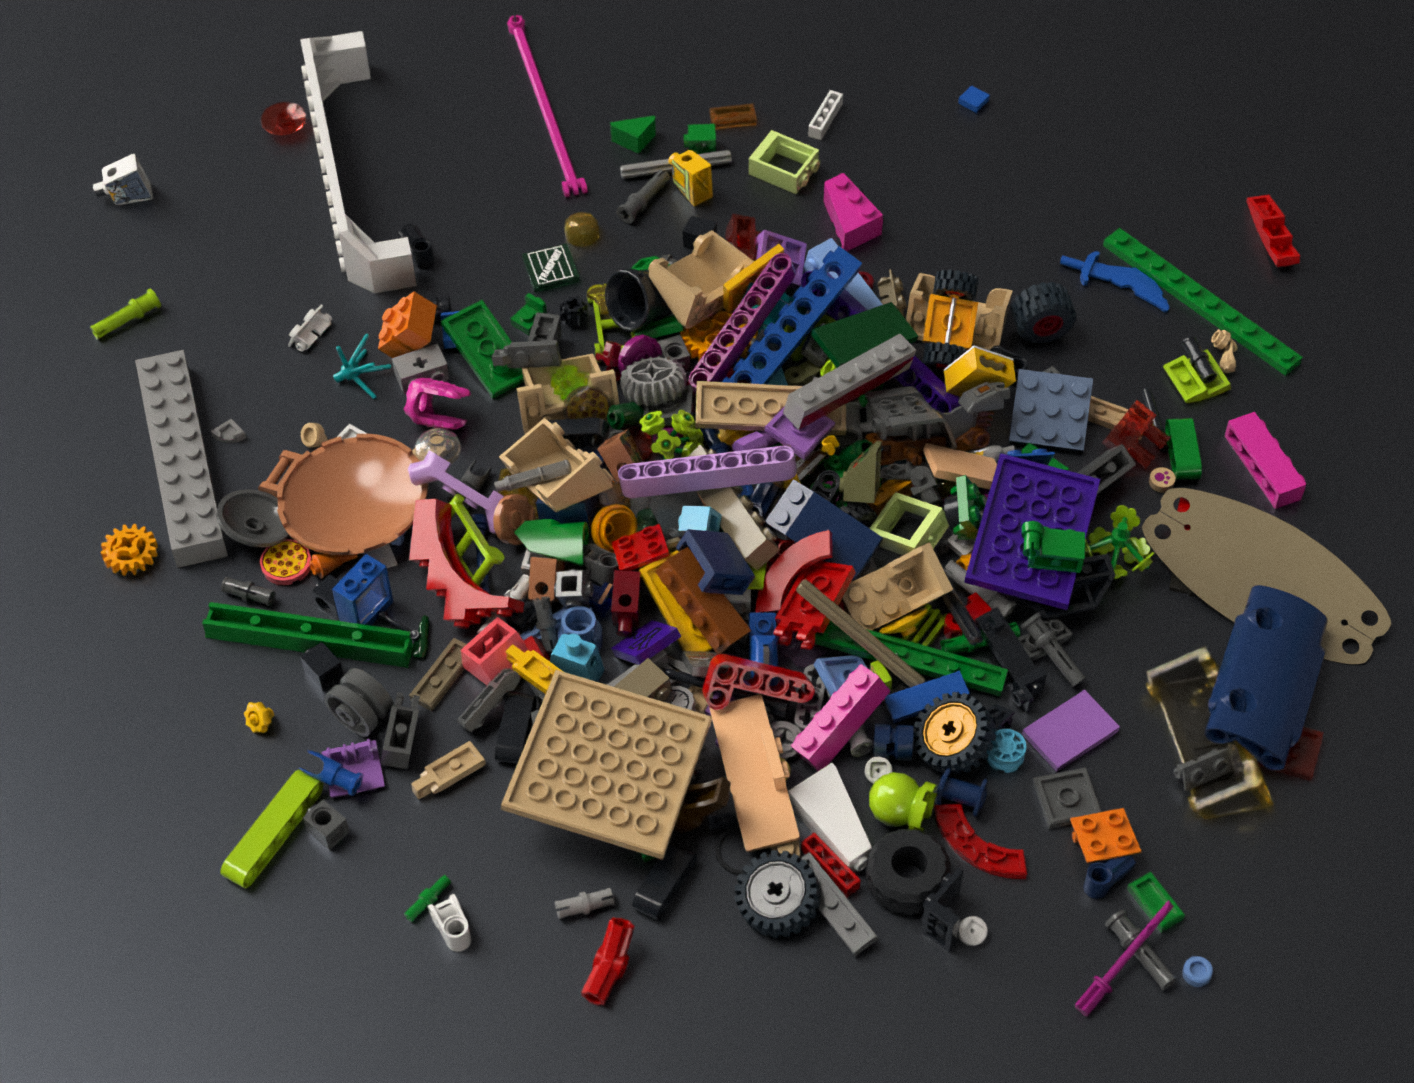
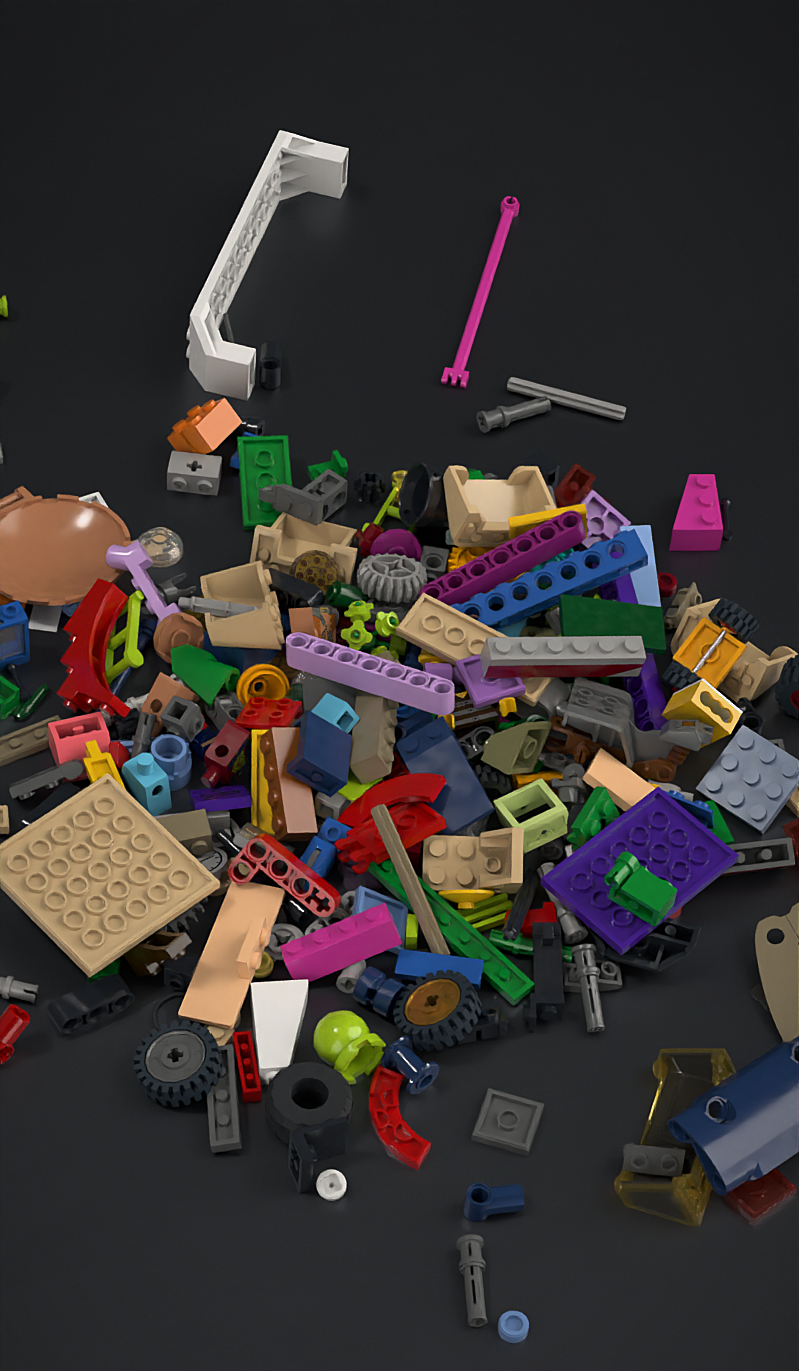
camera: 25 degrees right, 5 degrees down
(124, 182) = (49, 193): torso -> none
(283, 118) = (227, 198): clear red dish -> none
(313, 435) = (59, 484): tan tile -> none
(314, 321) = (113, 396): white hinge -> none
(351, 369) = (134, 445): teal plant -> none
(420, 403) = (172, 513): dark pink piece -> none
(550, 267) = (379, 439): clear green tile -> none
(560, 380) = (315, 539): clear neon green brick -> none
(581, 229) = (433, 417): clear yellow hair -> none
(633, 133) = (547, 353): green slope -> none
(661, 327) = (433, 535): green tile -> none
(692, 176) = (568, 404): yellow torso -> none
(701, 138) = (605, 385): green brick -> none
(733, 116) = (655, 379): clear orange tile -> none
(788, 148) = (663, 423): yellowish green window -> none
(825, 115) = (745, 416): white piece -> none
(876, 768) = (352, 1004): white tile -> none
(1007, 751) = (480, 1052): medium azure wheel -> none
(1070, 730) = (556, 1066): medium lavender tile -> none
(1101, 987) = (409, 1291): magenta piece -> none
(1104, 835) = (512, 1166): orange hinge -> none
(1132, 548) = (721, 919): lime plant -> none
(1152, 897) = (521, 1250): green tile -> none

